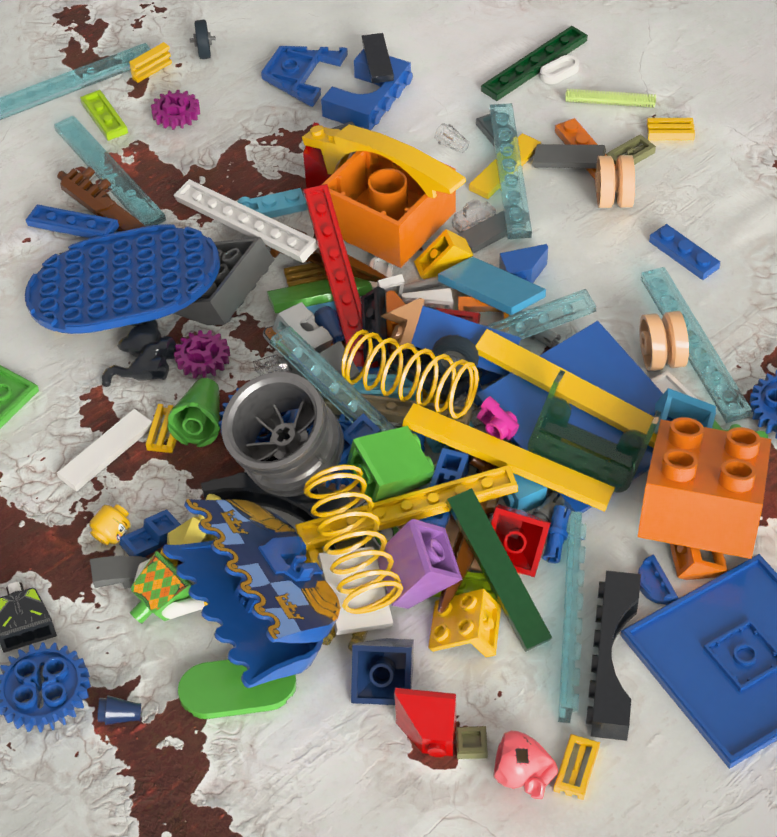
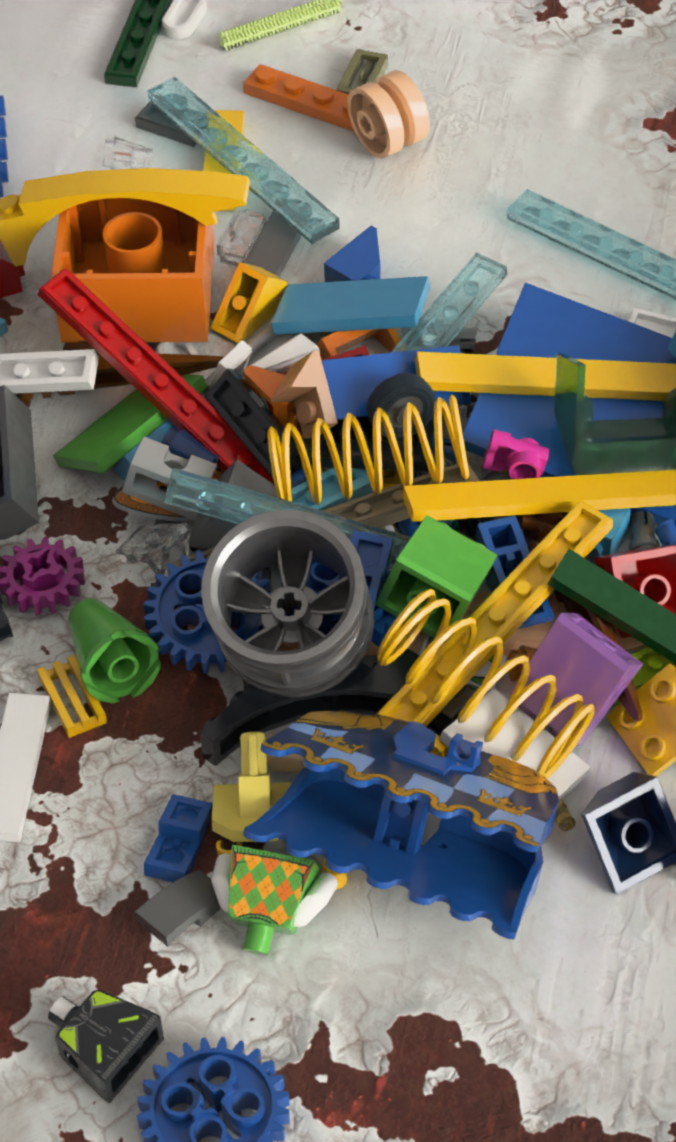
camera: 35 degrees left, 0 degrees up
(109, 524) = (116, 854): yellow head -> none
(117, 710) = (340, 1079): dark blue cone -> none
(217, 691) = (455, 968): bright green tile -> none
(308, 271) = (86, 405): pearl gold tile -> none
(567, 156) = (297, 111): dark grey tile -> none
(664, 340) = (612, 270): light nougat wheel -> none
(670, 129) = (384, 28): yellow tile -> none
(684, 251) = (528, 163): blue plate -> none

